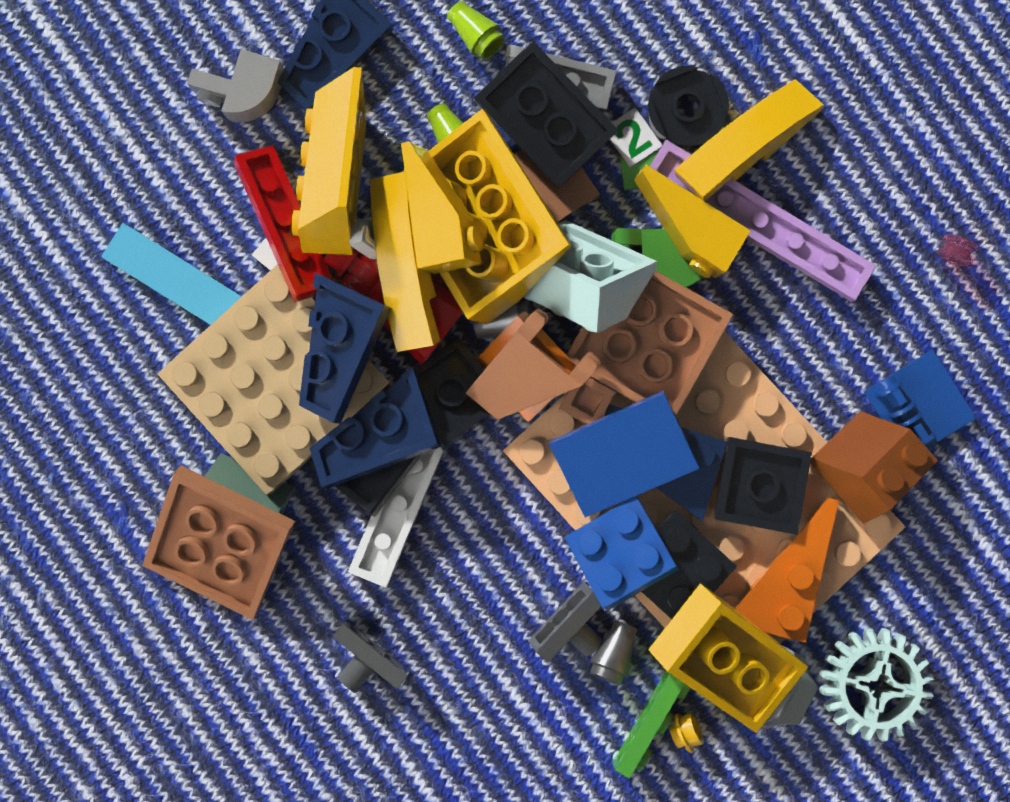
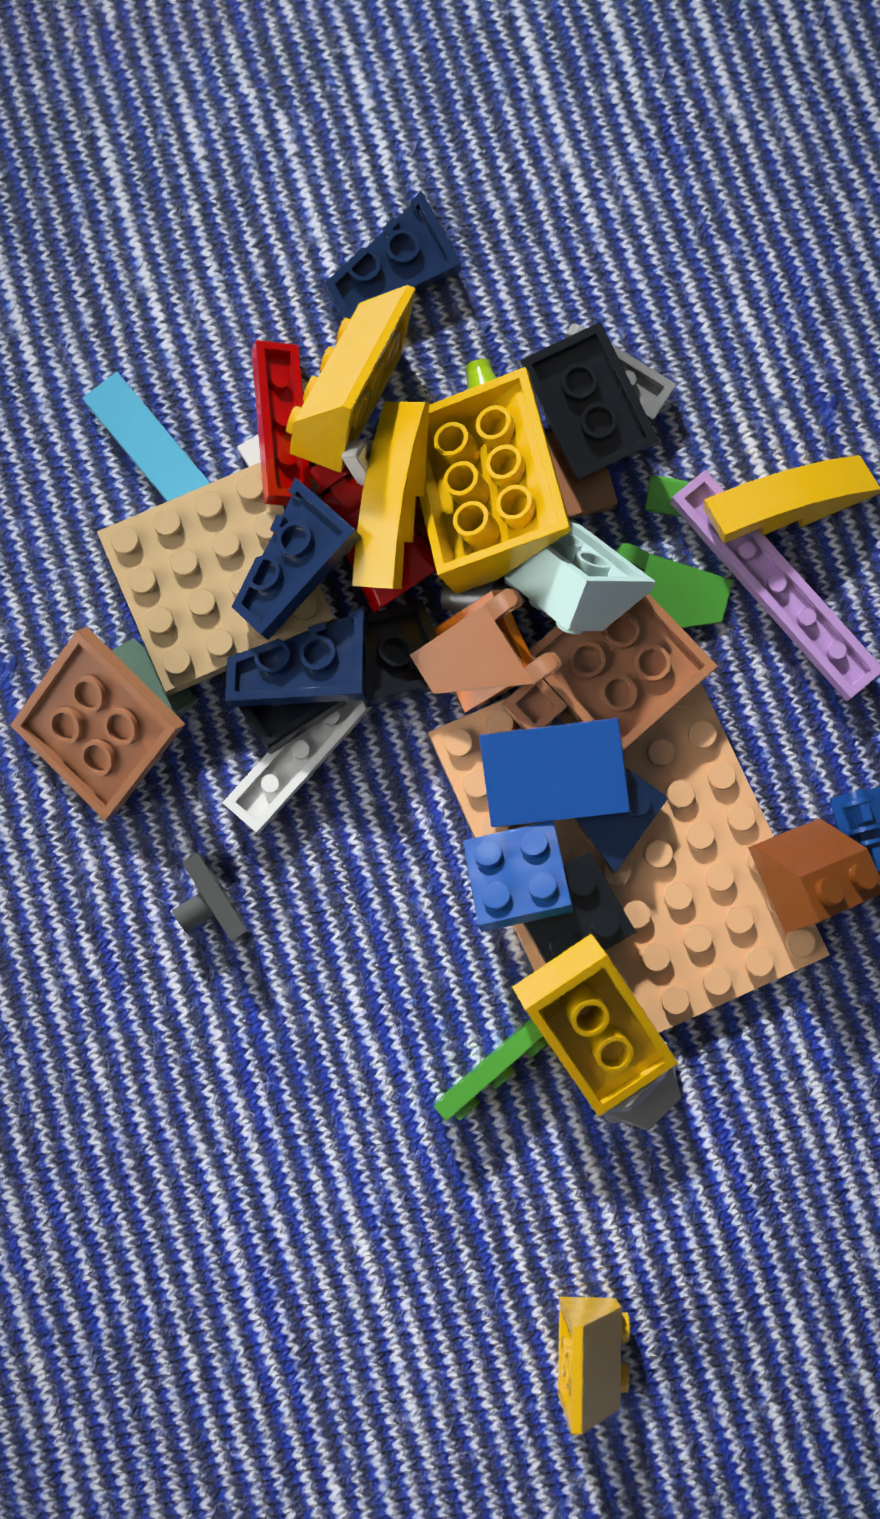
camera: 15 degrees right, 5 degrees down
(247, 94) = (287, 285): light grey brick -> none
(441, 224) = (442, 470): yellow slope -> none
(478, 32) = (546, 300): lime cone -> none
(570, 625) = (437, 938): dark grey tile -> none
(614, 655) = (473, 987): flat silver cone -> none
(634, 138) = (672, 460): white sticker -> none
(686, 732) = (524, 1095): yellow plate -> none
(695, 227) = (706, 567): yellow slope -> none
(696, 87) = (754, 429): black plate -> none
(762, 485) = (690, 856): black plate -> none
(787, 592) = (682, 977): orange wing -> none
(875, 700) = (756, 1093): light aqua gear -> none

